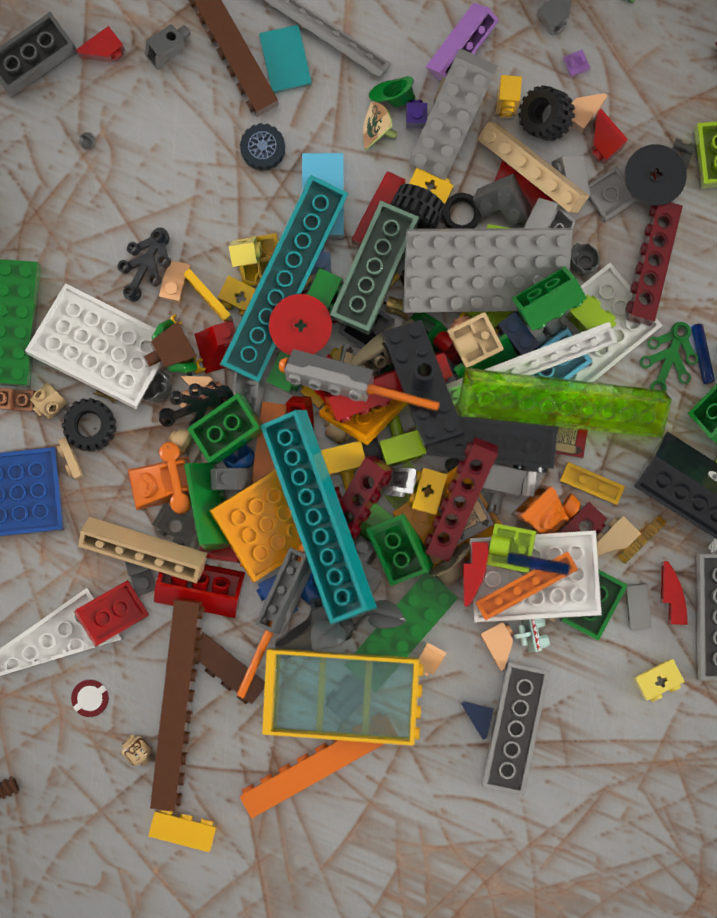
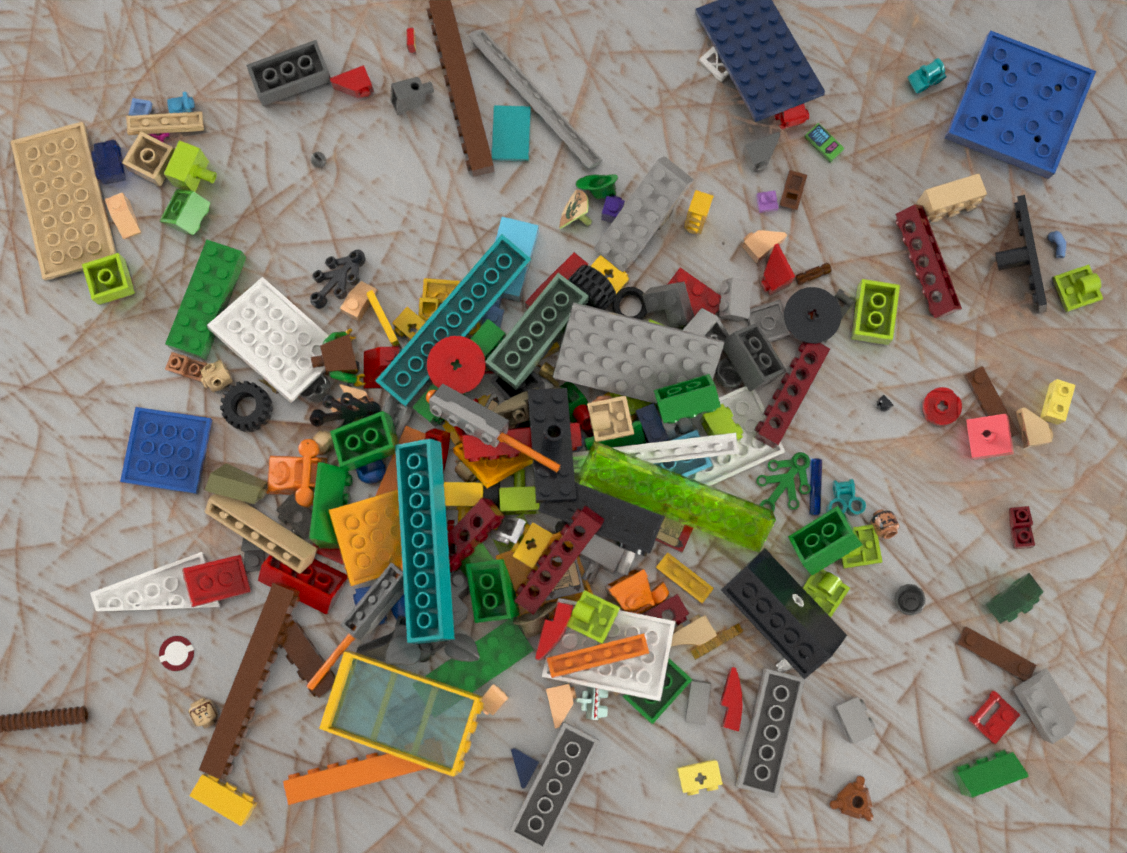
camera: 15 degrees right, 5 degrees down
(73, 467) = (222, 439): tan plate -> none
(104, 509) = (236, 484): none -> olive slope
(230, 478) = (356, 486): dark grey slope -> none
(245, 251) = (427, 288): light yellow brick -> none
(262, 146) = (469, 203): black wheel -> none
(466, 35) = (678, 150): medium lavender brick -> none
(533, 167) = (704, 280): tan brick -> none
(538, 563) = (613, 637): clear blue axle -> none
(559, 117) = (718, 230): black tyre -> none
(600, 44) = (793, 190): none -> reddish brown slope
(605, 235) = (753, 357): none -> dark grey brick
(644, 128) = (813, 273): none -> reddish brown axle

